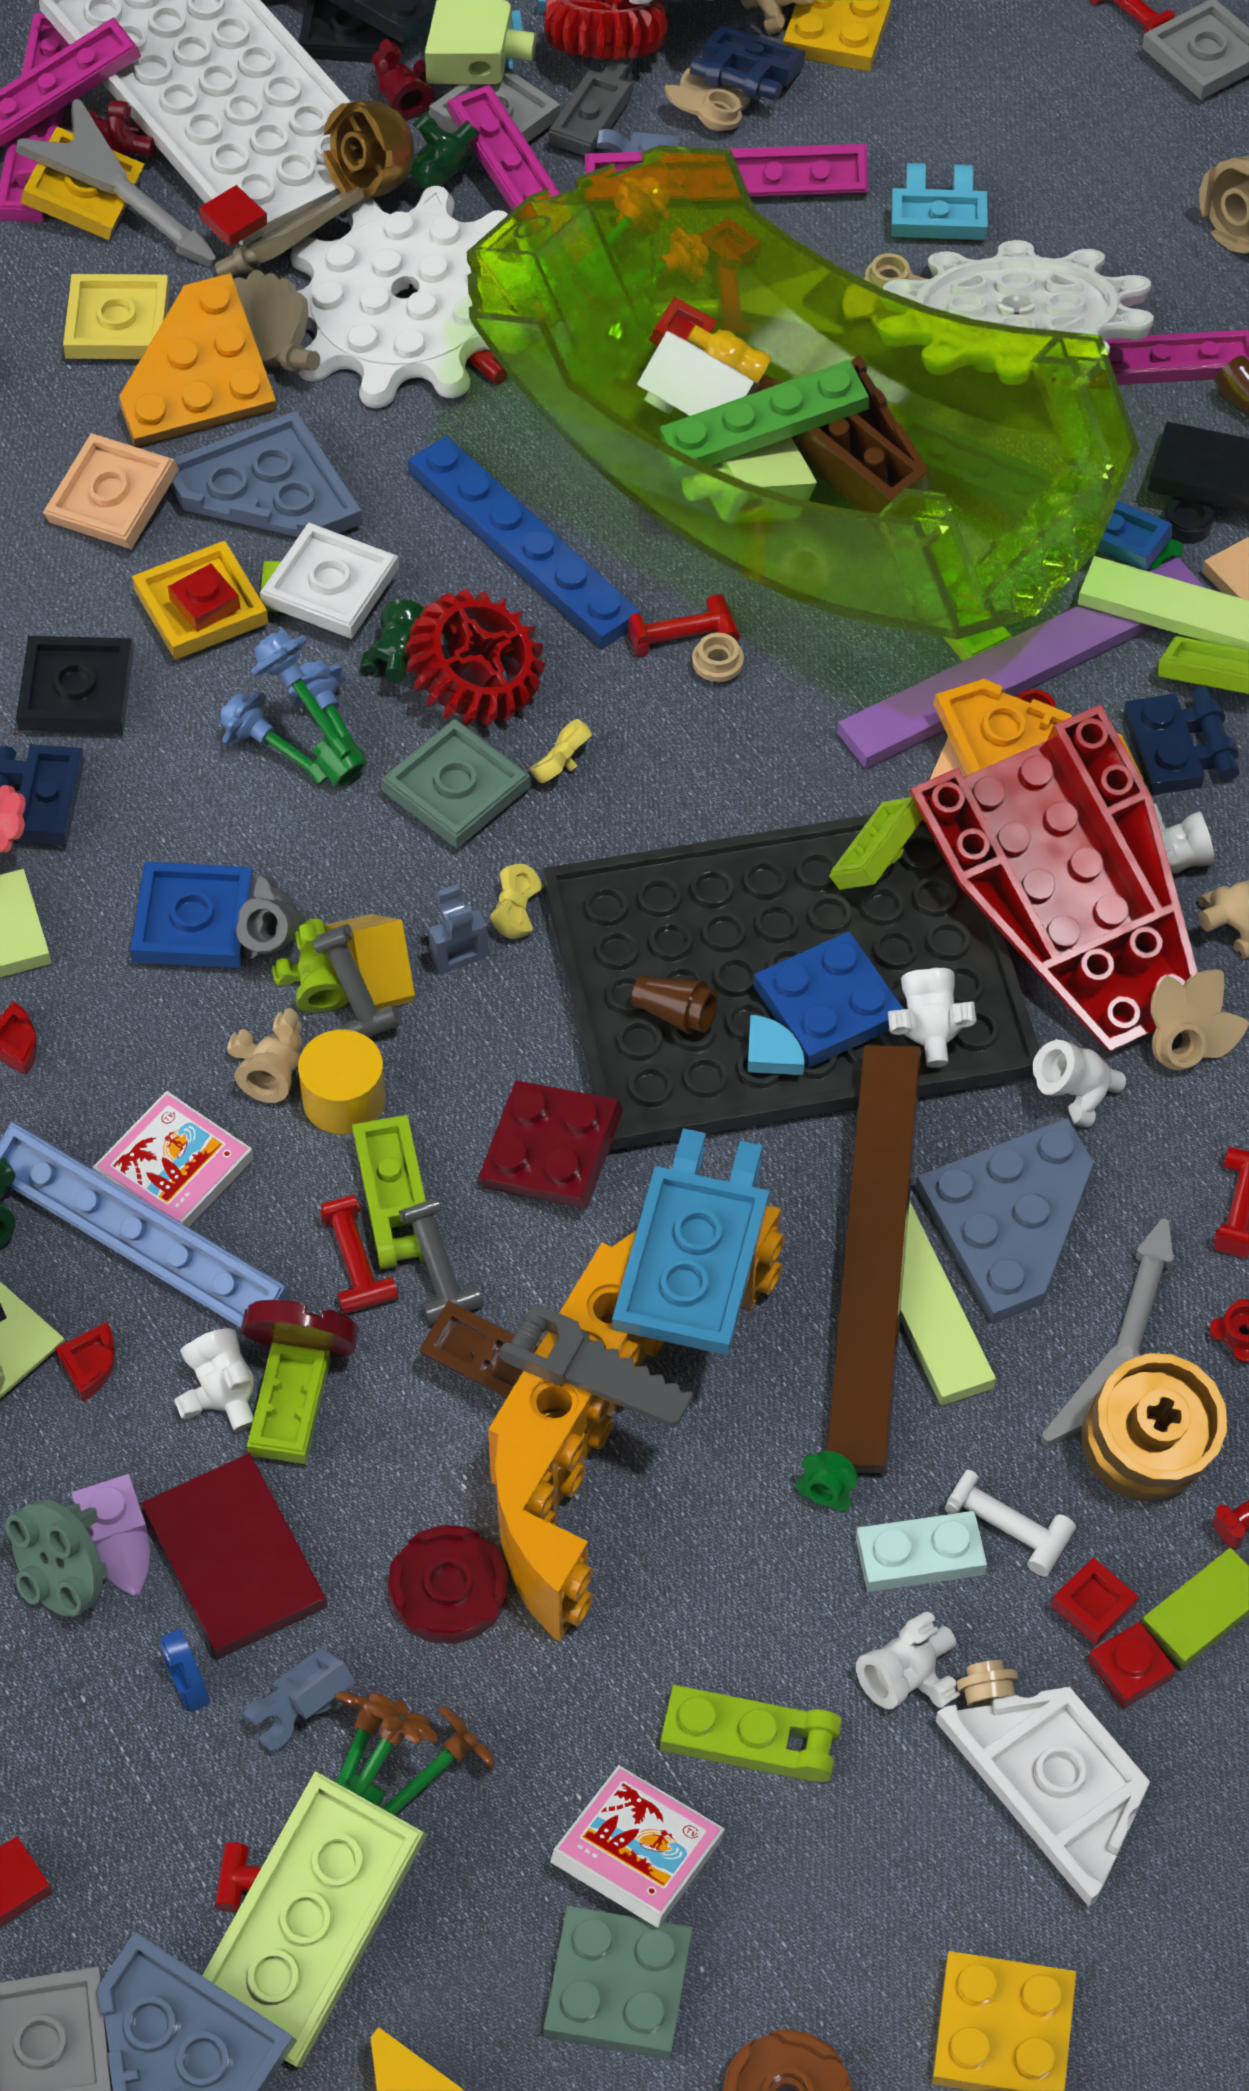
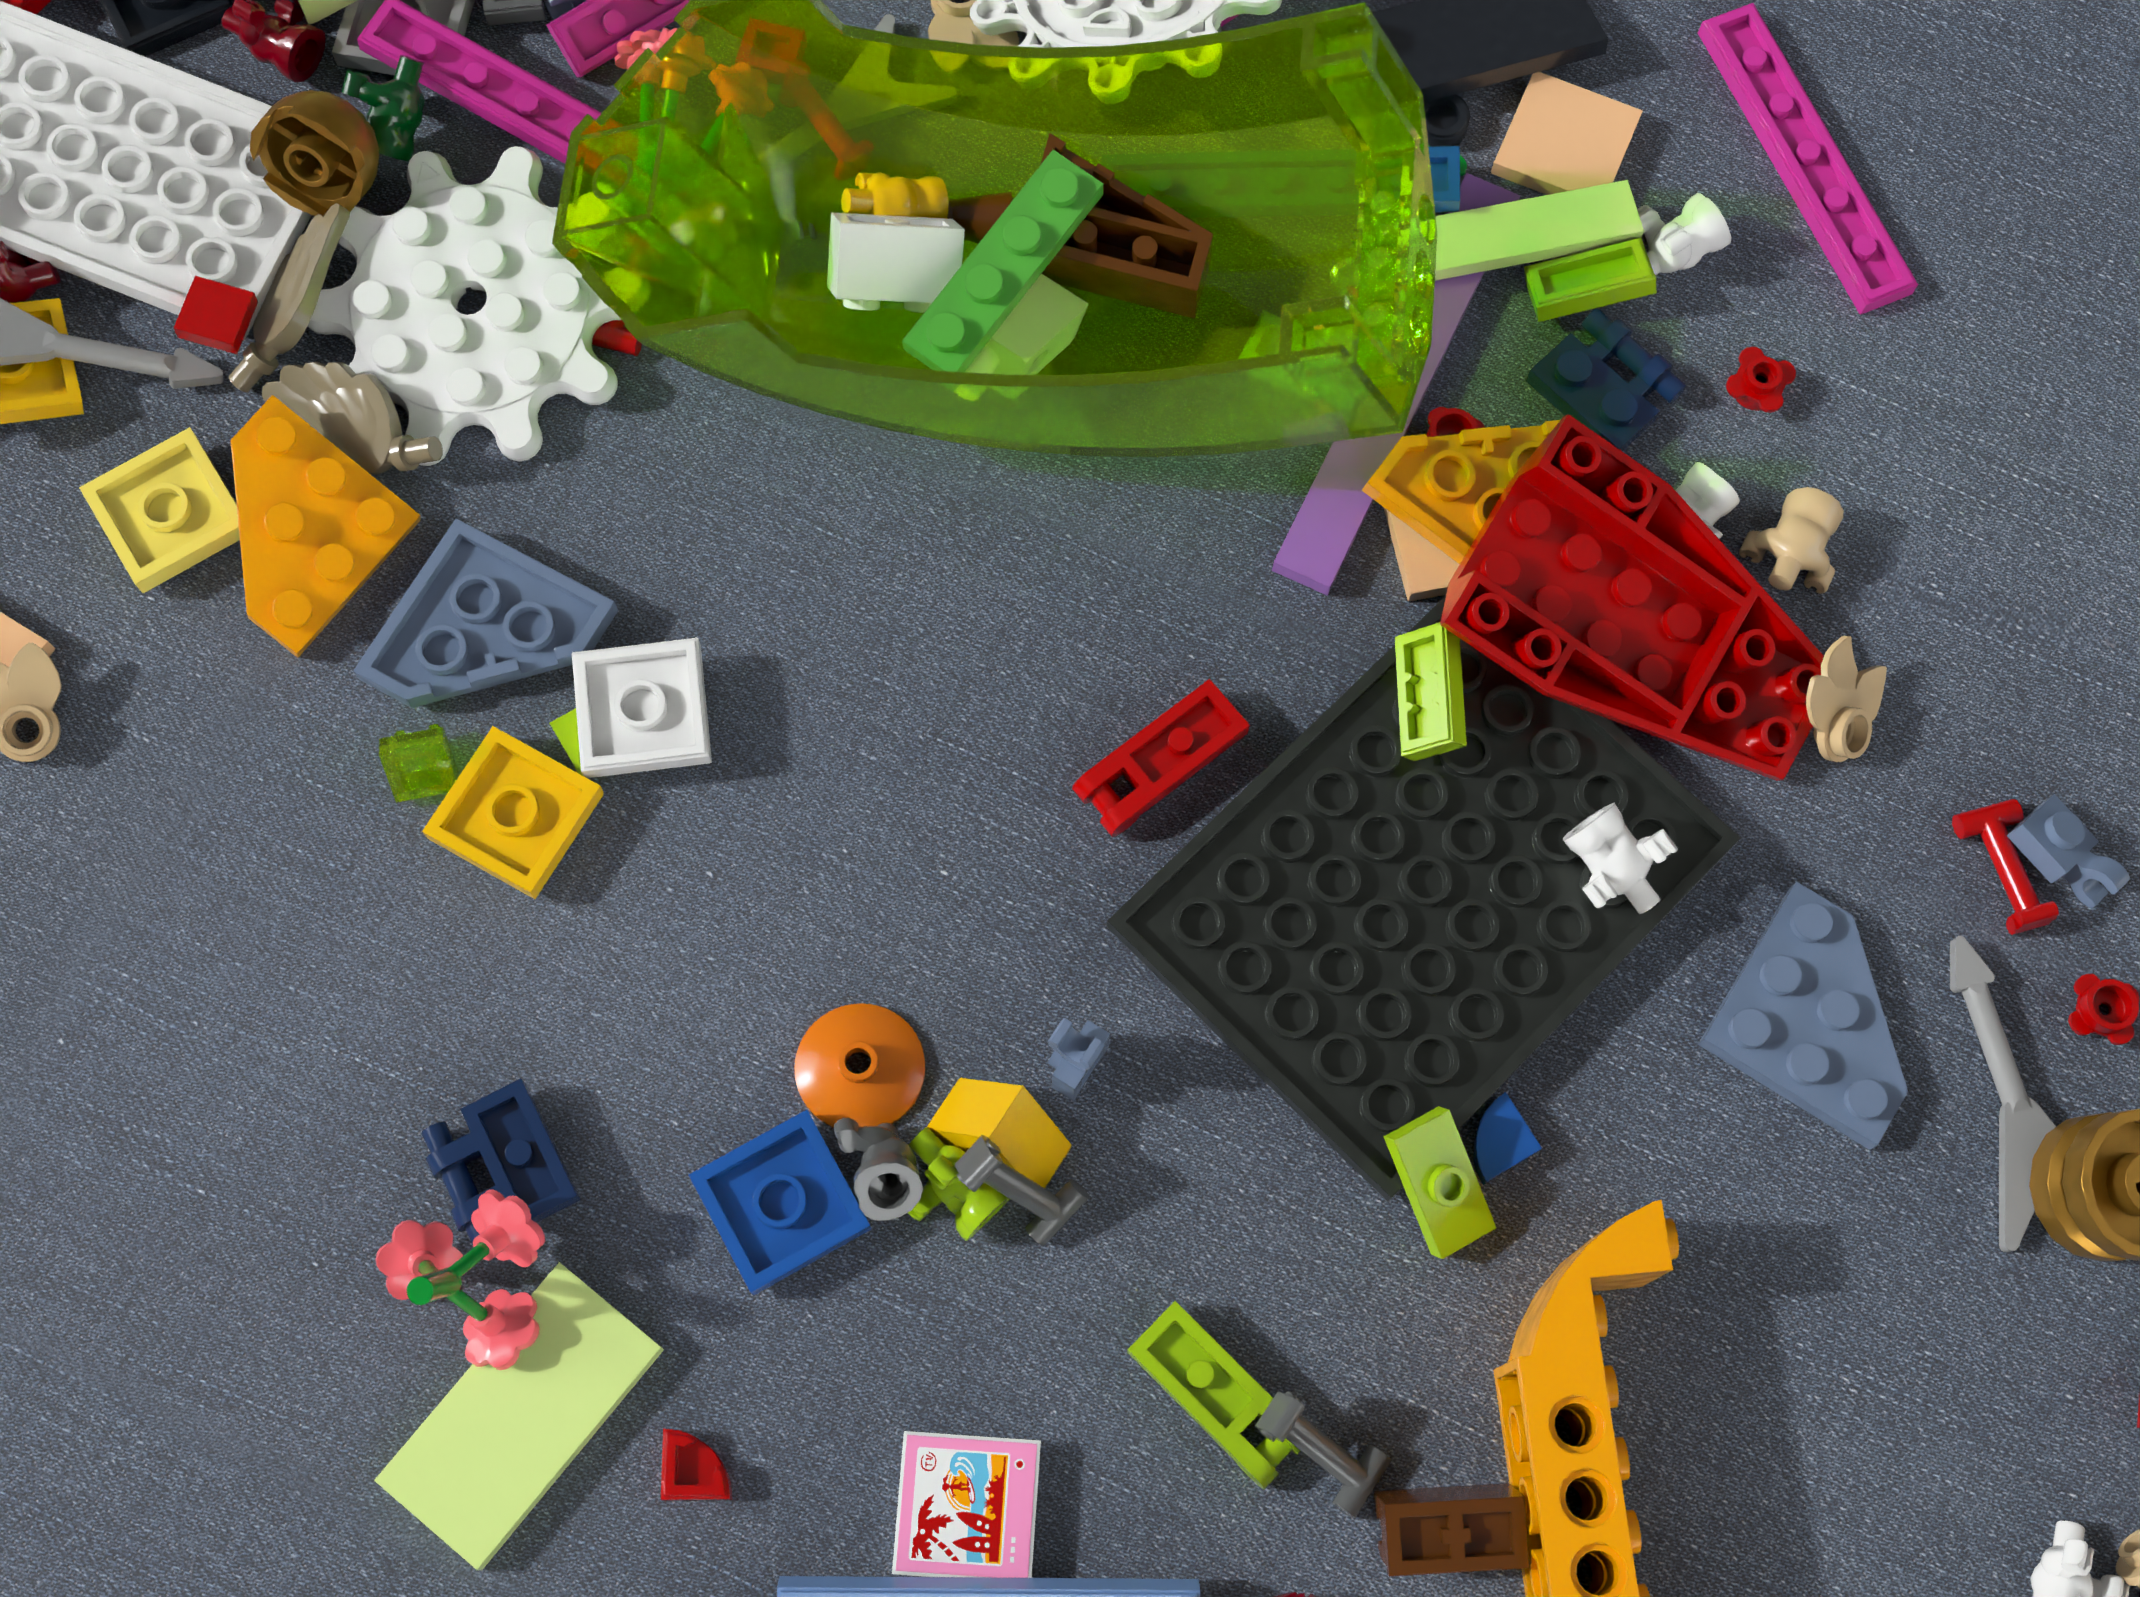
camera: 35 degrees left, 15 degrees up
(75, 684) = (451, 999): black plate -> none
(111, 491) = (319, 735): light nougat tile -> none
(159, 536) = (418, 763): none -> clear neon green tile
(204, 597) = (525, 814): red plate -> none
(270, 1064) = (987, 1320): tan piece -> none
(314, 685) = (705, 858): plant -> none
(320, 888) = (872, 1097): none -> orange dish
(341, 1081) = (1082, 1304): yellow piece -> none
(365, 1291) = (1266, 1523): red piece -> none
(395, 630) = (770, 739): dark green piece -> none
(455, 783) = (941, 870): sand green plate -> none
(472, 676) = (902, 712): red gear -> none
(510, 915) = (1090, 951): light yellow piece -> none
(523, 541) = (802, 532): blue plate -> none
(551, 1144) = (1339, 1239): dark red plate -> none
(568, 741) = (1021, 745): light yellow piece -> none
(592, 1368) = (1621, 1515): dark grey piece -> none
(646, 1141) = (1440, 1182): none -> lime plate
(661, 797) = (1162, 756): none -> red plate
(679, 1002) = (1360, 1002): reddish brown cone -> none
(680, 320) = (819, 192): red plate -> none
(693, 1250) = (1620, 1308): dark azure tile -> none
(717, 620) = (1067, 509): red piece -> none
(718, 647) = (1101, 541): tan plate -> none
(721, 1153) = (1502, 1140): none -> blue tile
(773, 1048) = (1484, 991): medium azure tile -> none
(828, 998) = (1498, 899): blue plate -> none
(828, 1479) = (1858, 1437): green plate -> none
(875, 1257) = (1737, 1164): reddish brown tile -> none
(921, 1551) = (1984, 1450): light aqua plate -> none
(938, 1324) = (1796, 1168): yellowish green tile -> none
(1046, 1542) = (2087, 1360): white piece -> none
(1067, 1069) = (1779, 835): white piece -> none

